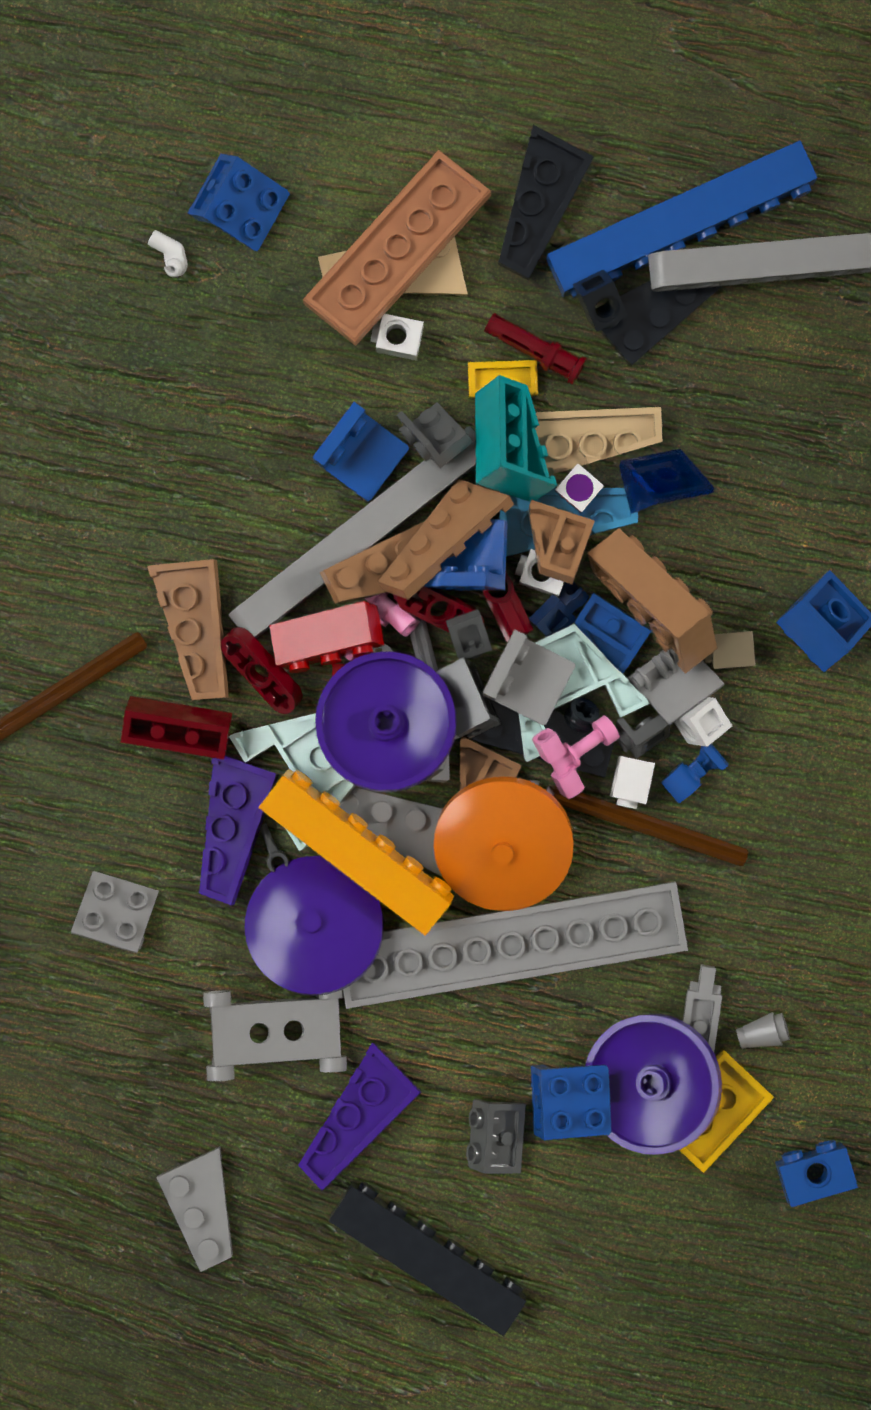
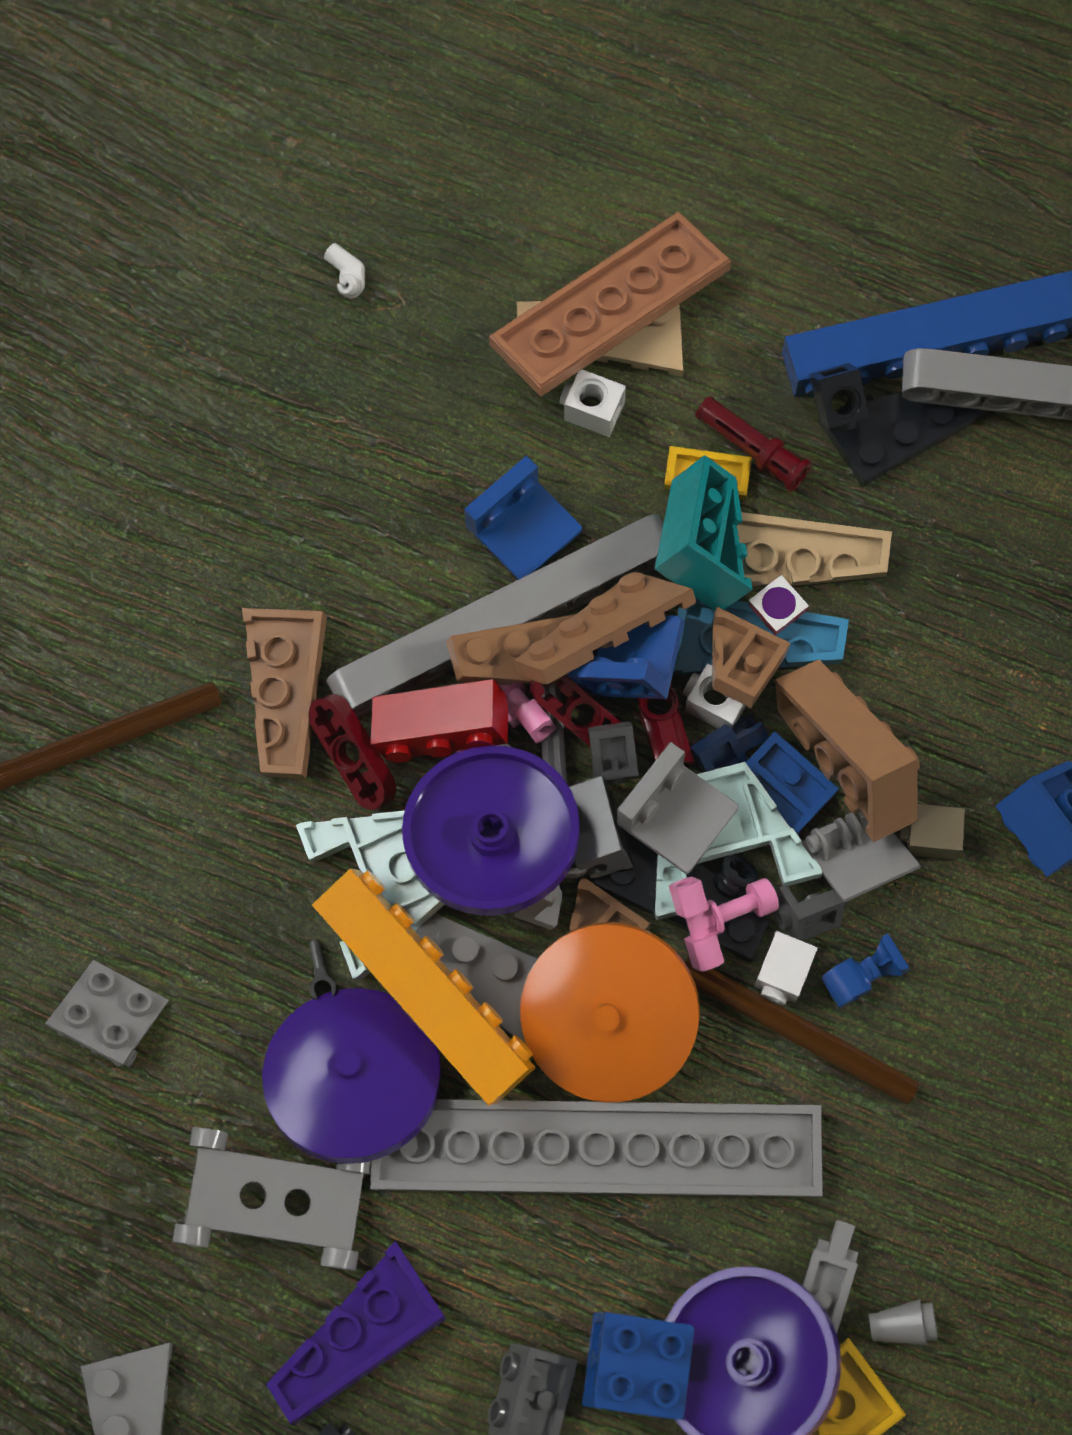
camera: 15 degrees right, 15 degrees down
(176, 727) = (233, 799): dark red brick -> none
(232, 825) = (274, 934): dark purple wing -> none
(239, 201) = (440, 228): blue bracket -> none
(435, 435) = (615, 514): dark grey bracket -> none
(544, 191) = (793, 276): black wing -> none
(662, 480) = (880, 618): clear blue slope -> none
(703, 723) = (885, 909): white brick -> none

